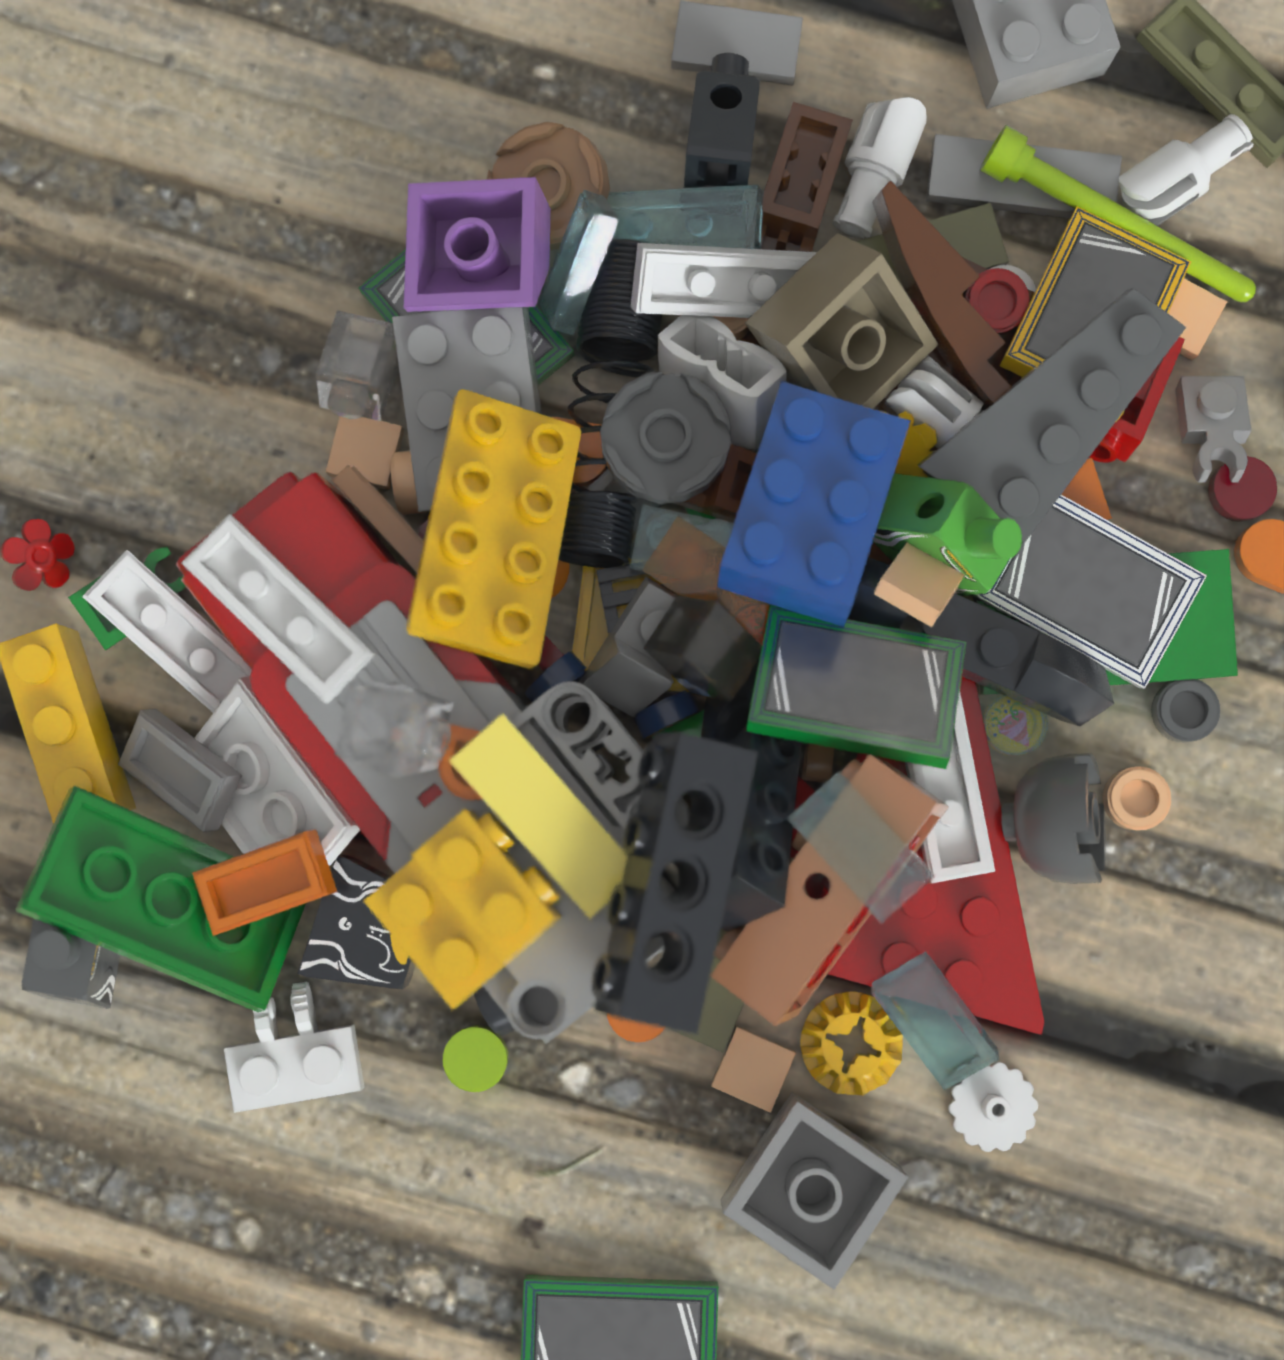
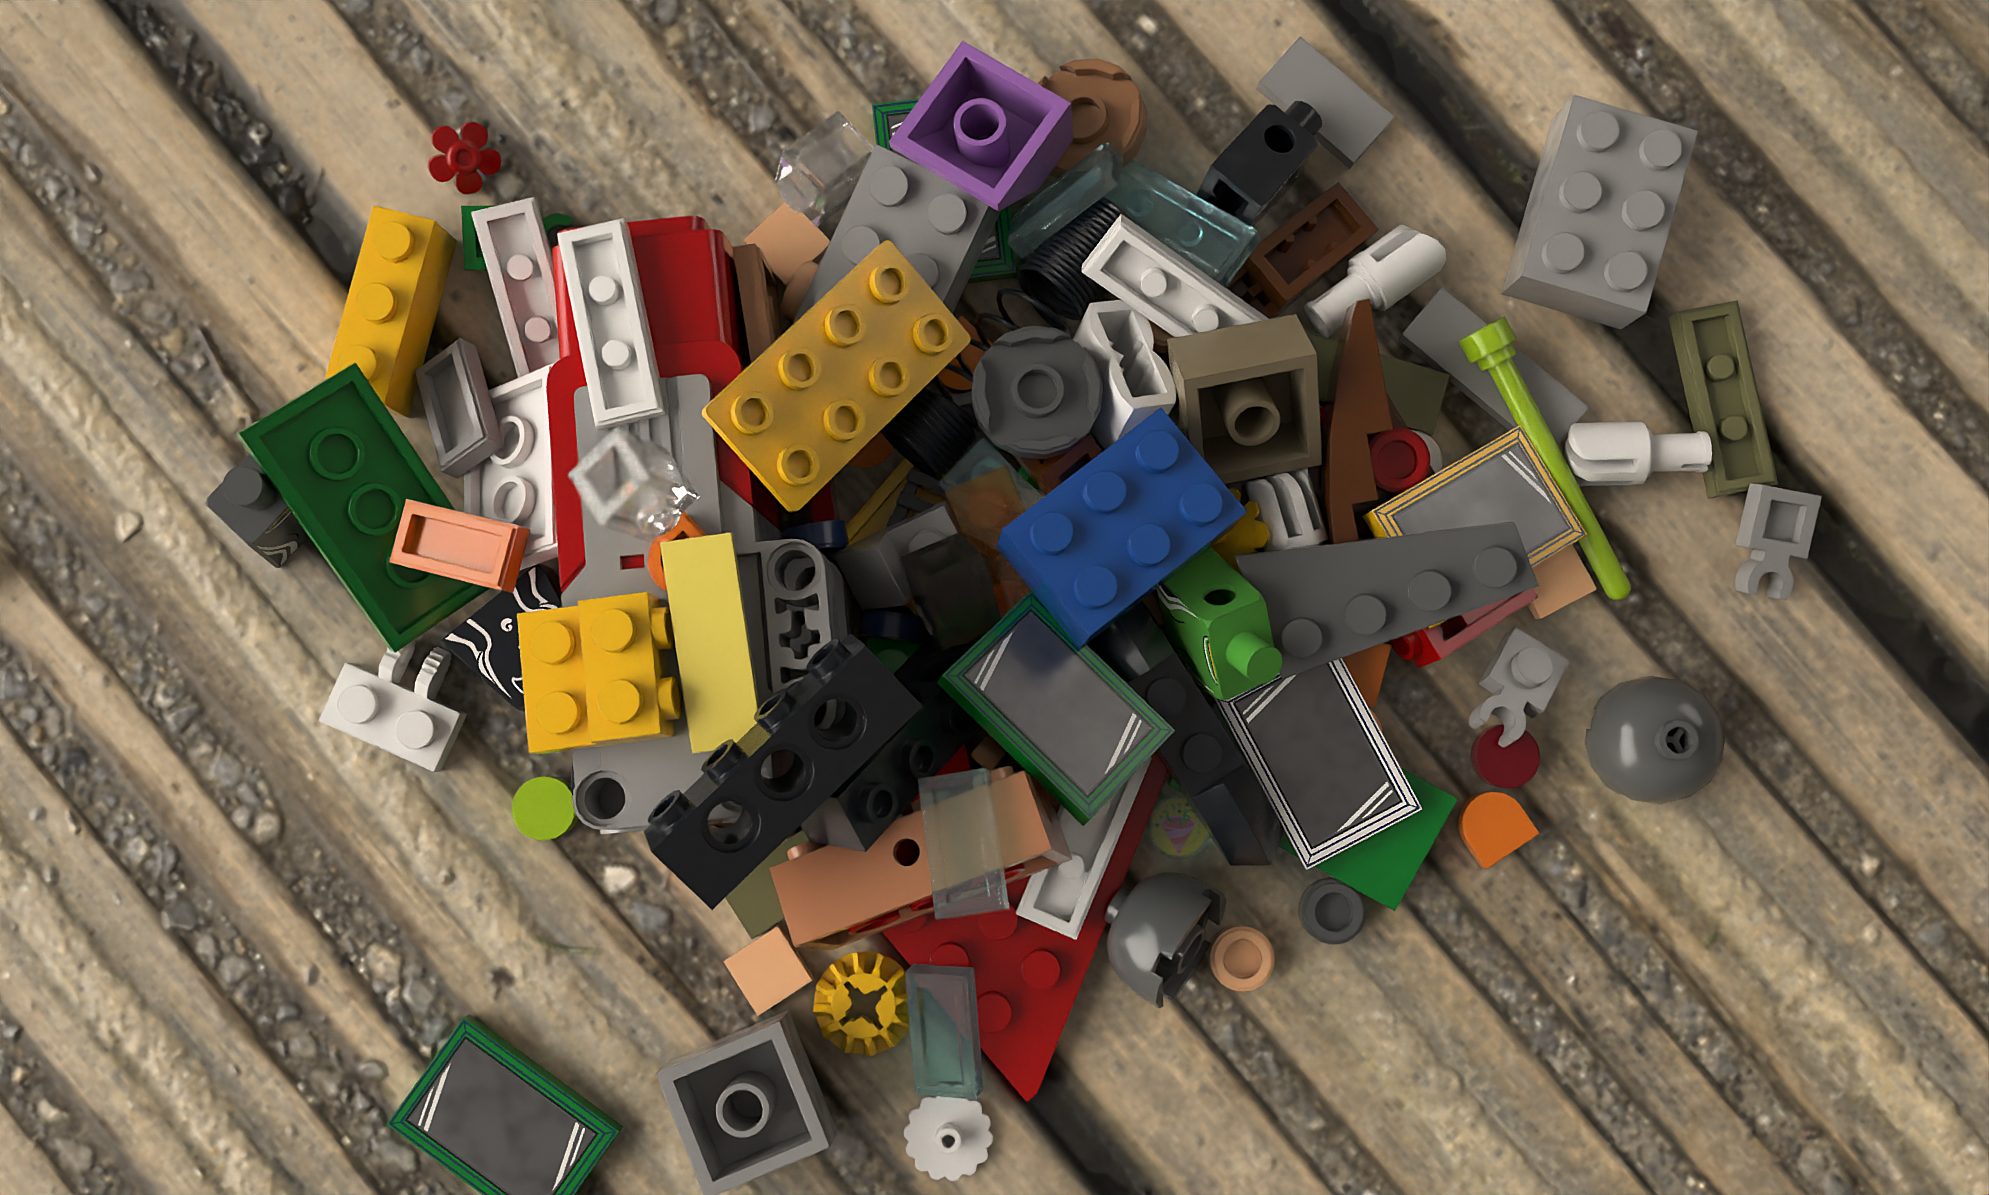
camera: 35 degrees right, 0 degrees up
(919, 584) = (1166, 655): light nougat tile -> none

